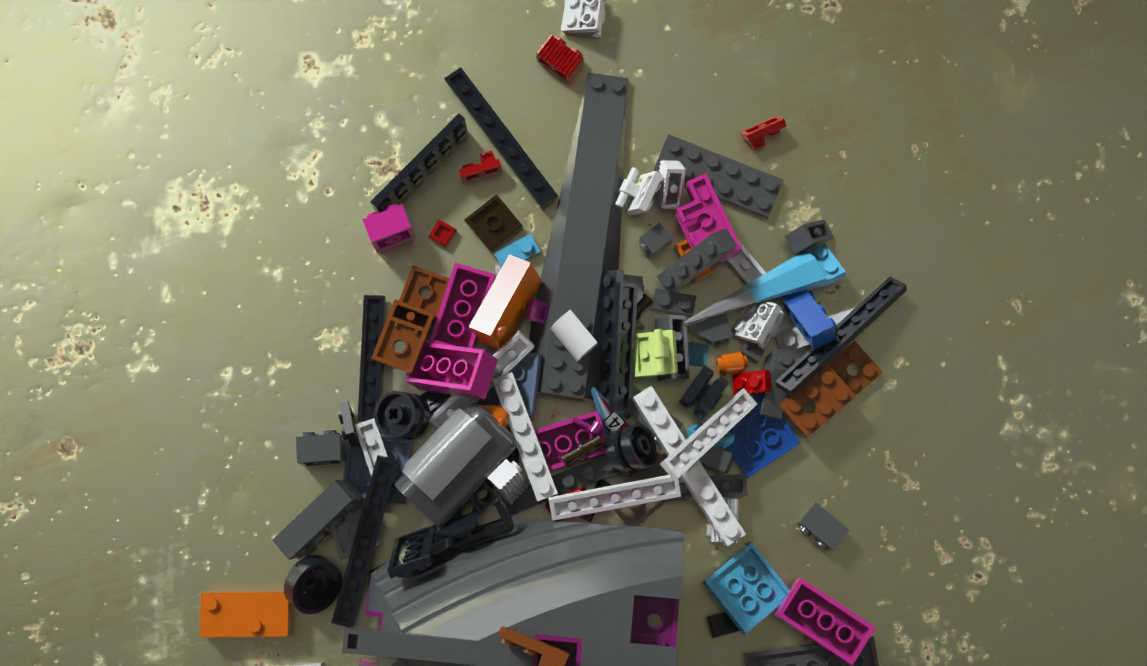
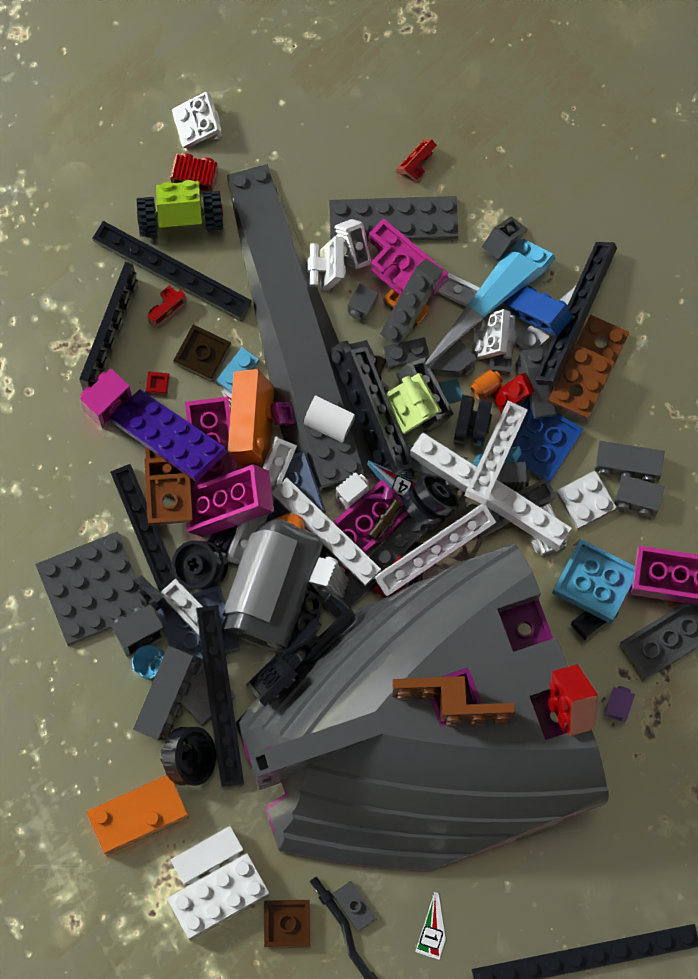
camera: 25 degrees left, 5 degrees down
(301, 391) = (90, 587): none -> dark grey plate
(318, 479) = (147, 660): none -> medium azure hair
(426, 287) = (168, 435): none -> dark purple plate
(531, 83) = (179, 206): none -> brick
(566, 408) = (351, 490): none -> white brick
(773, 508) = (586, 500): none -> white plate
(828, 491) = (629, 461): none -> dark grey brick

